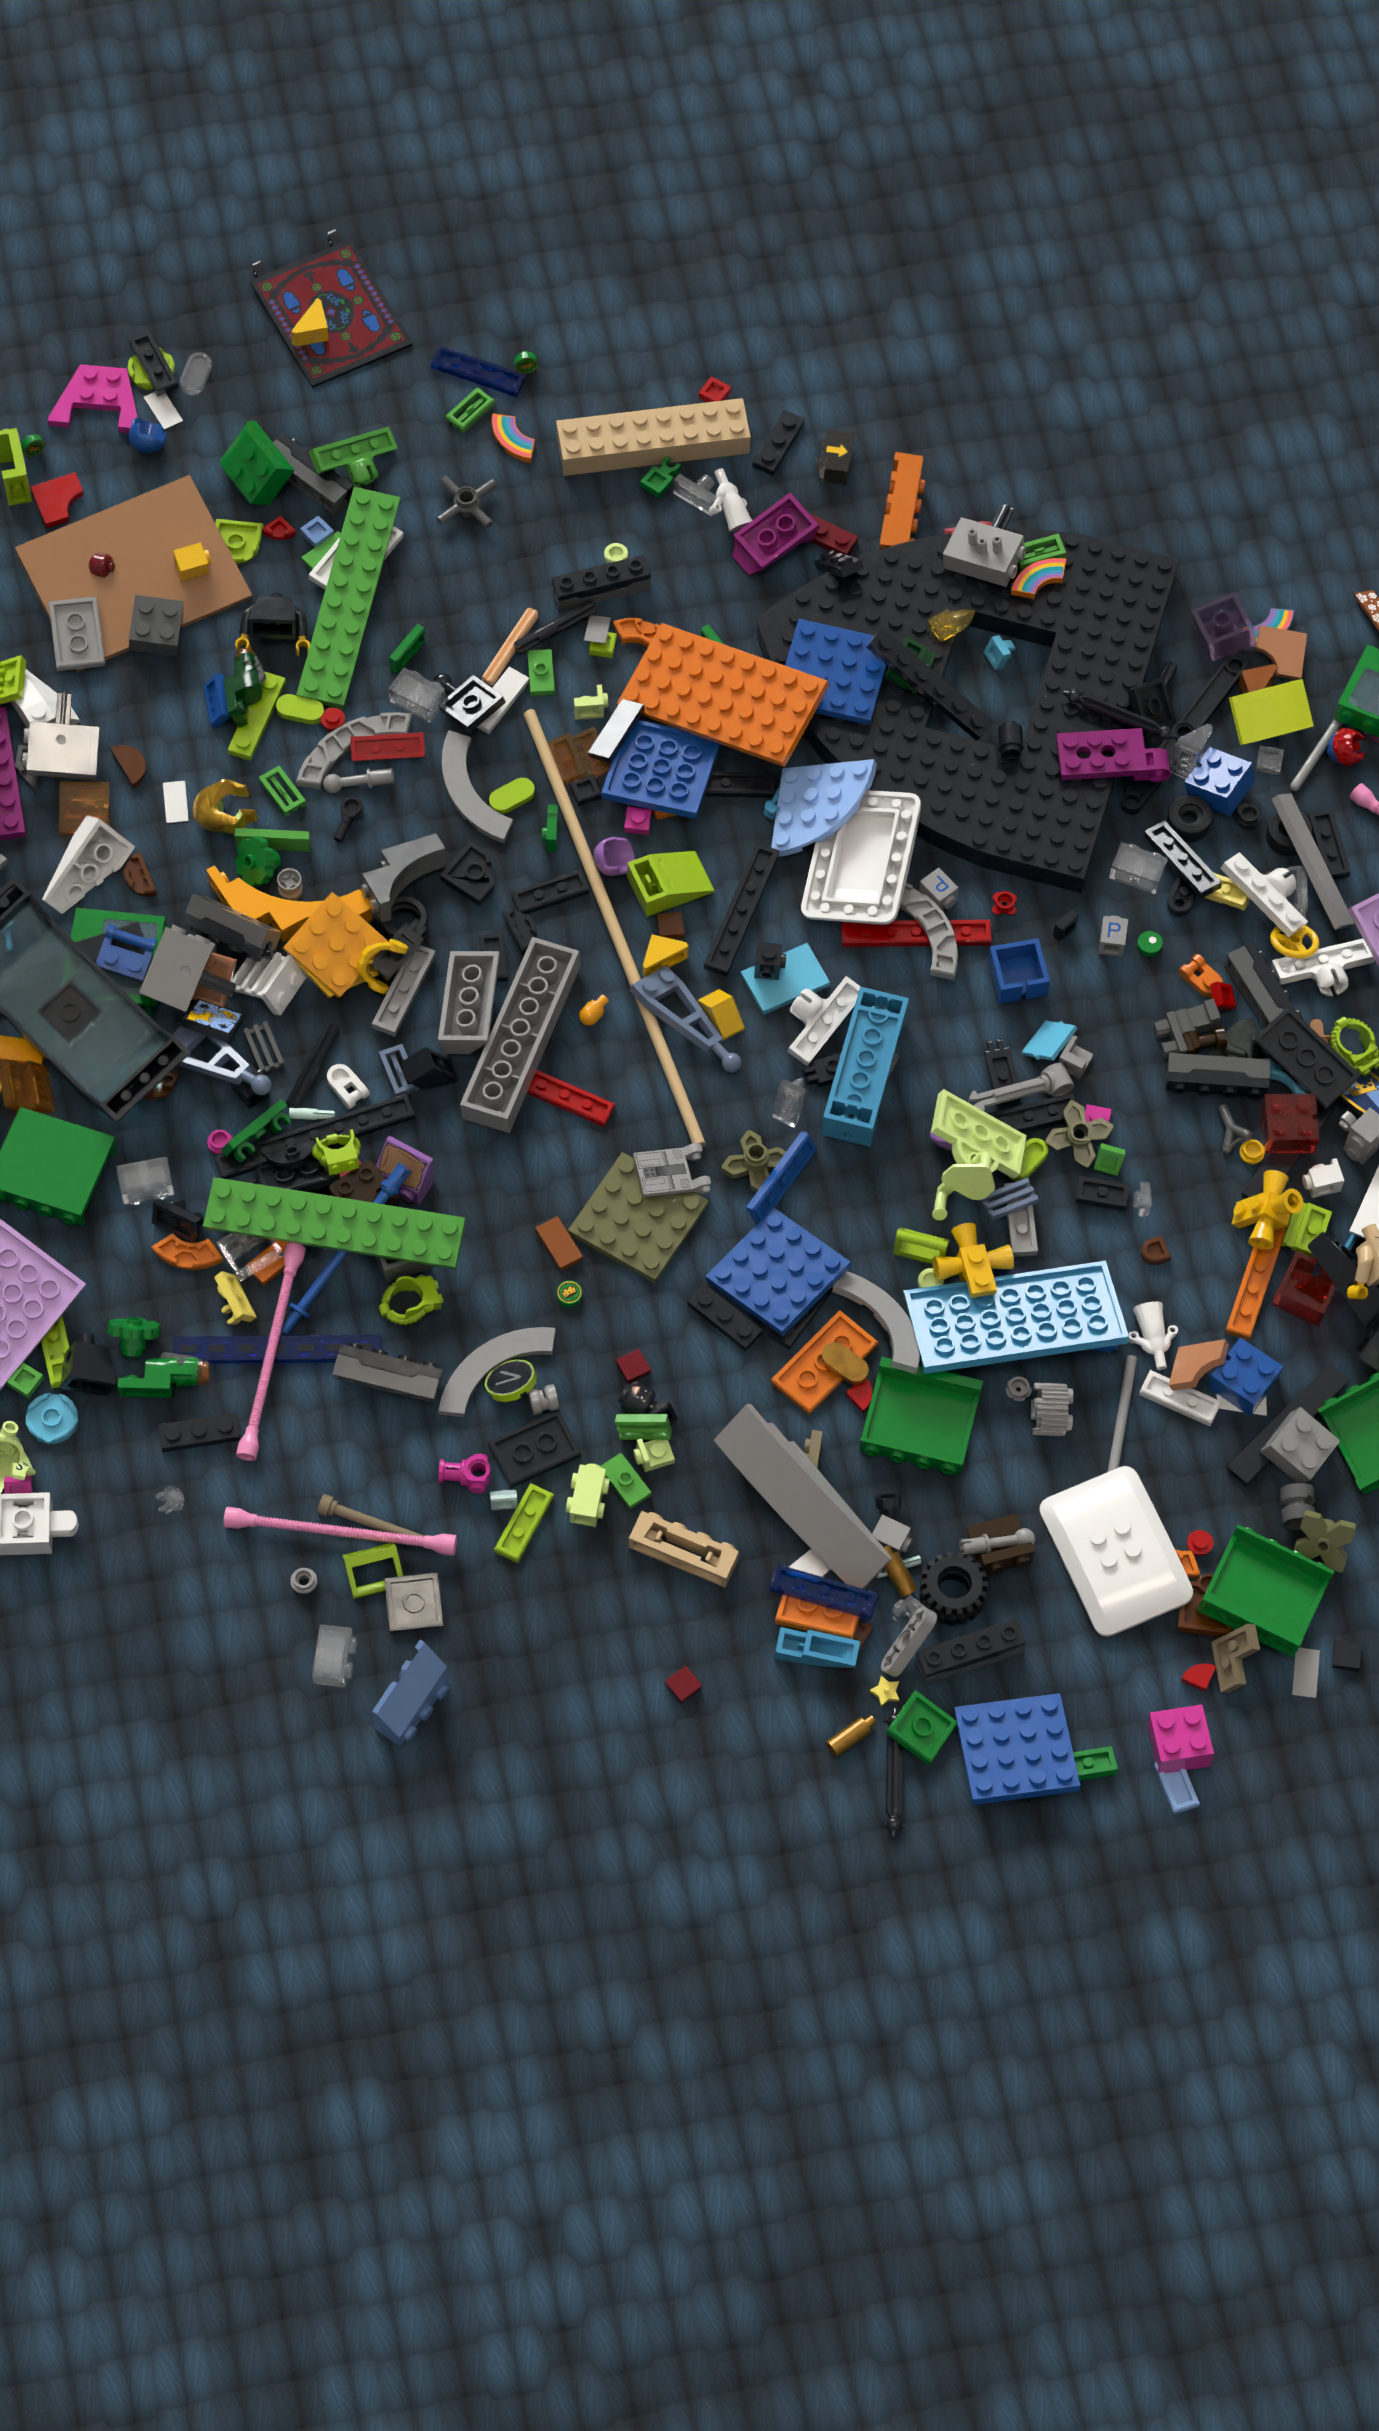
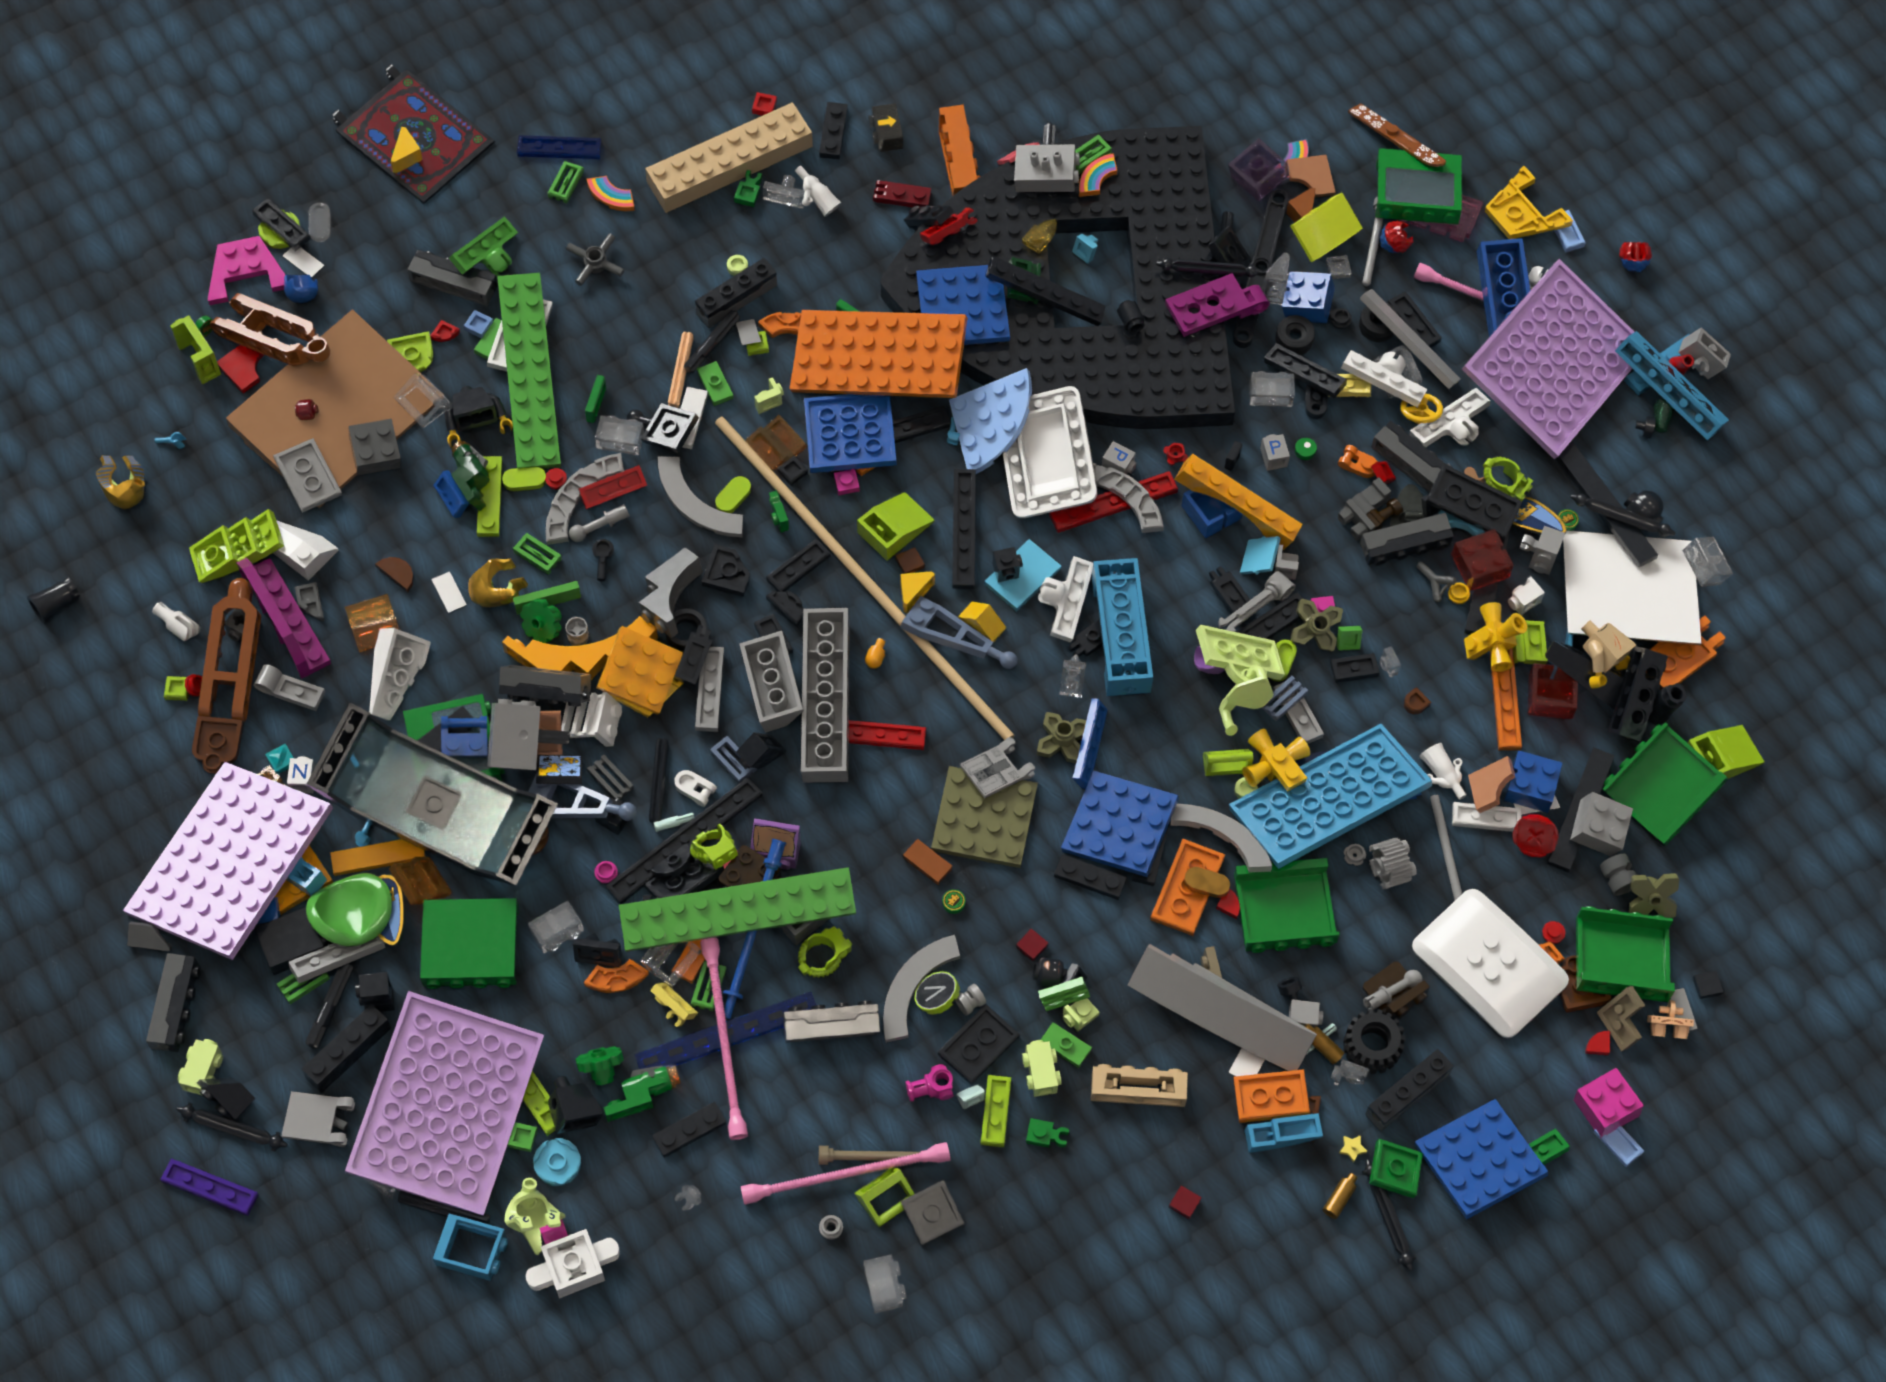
camera: 20 degrees left, 0 degrees up
(60, 747) = (335, 577): piece -> none
(94, 452) = (260, 315): none -> dark orange piece
(138, 876) = (443, 667): reddish brown tile -> none
(191, 561) = (383, 382): yellow brick -> none
(236, 586) = (430, 391): none -> clear tile
(256, 465) = (405, 283): green brick -> none
(256, 1130) = (634, 852): green plate -> none
(266, 1310) = (703, 1004): none -> bright green tile
(392, 945) = (690, 654): yellow piece -> none
(413, 1696) = (966, 1295): medium blue wedge -> none
(525, 362) = (597, 127): green tile -> none
(564, 1562) = (1042, 1132): none -> green plate
(613, 855) = (841, 518): medium lavender hair -> none
(616, 731) = (800, 412): tile -> none
(773, 534) = (863, 208): magenta slope -> none
(824, 1592) = (1270, 1082): clear blue tile -> none
(855, 582) = (951, 226): none -> red plate
(908, 1641) = (1363, 1078): light grey beam -> none
(1020, 941) = (1208, 480): none -> light orange arch
(1222, 1433) = (1535, 835): none -> red tile
(1273, 1676) = (1681, 1025): none -> light nougat hips

